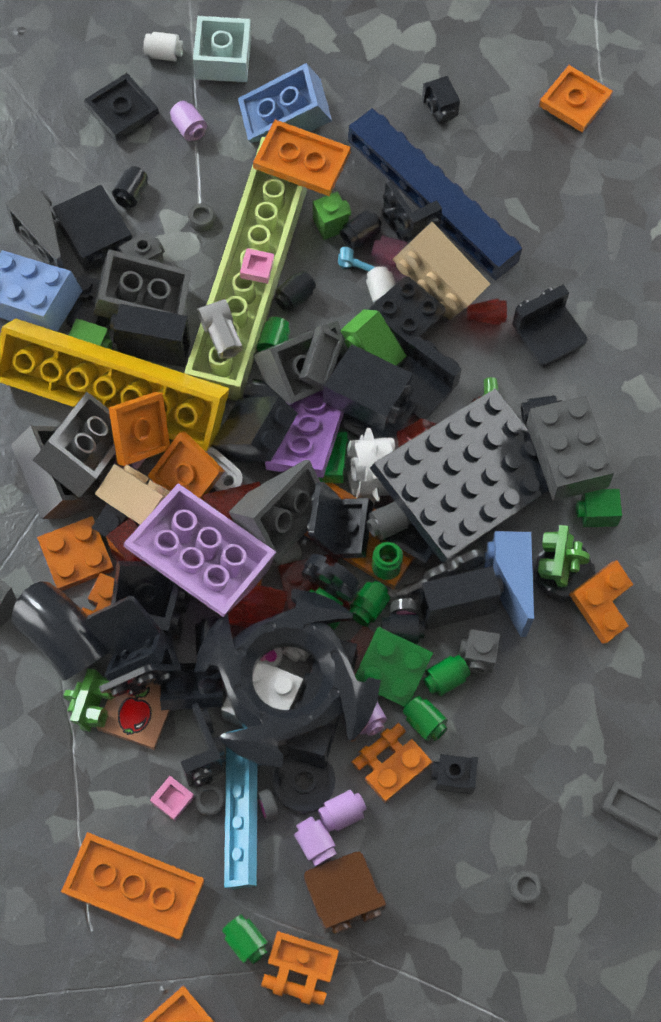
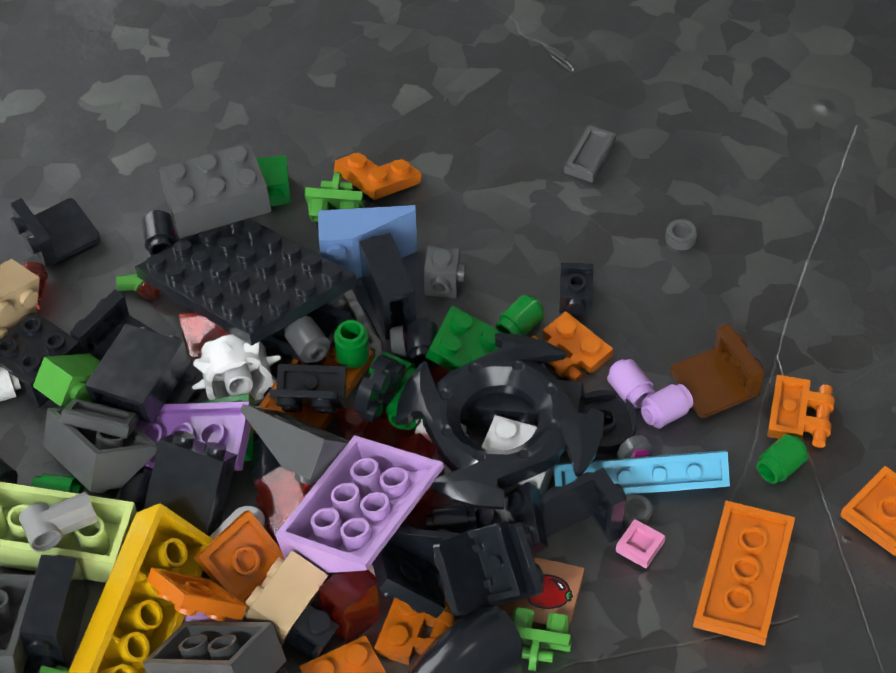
camera: 90 degrees left, 15 degrees down
(446, 675) = (471, 299): green brick -> none

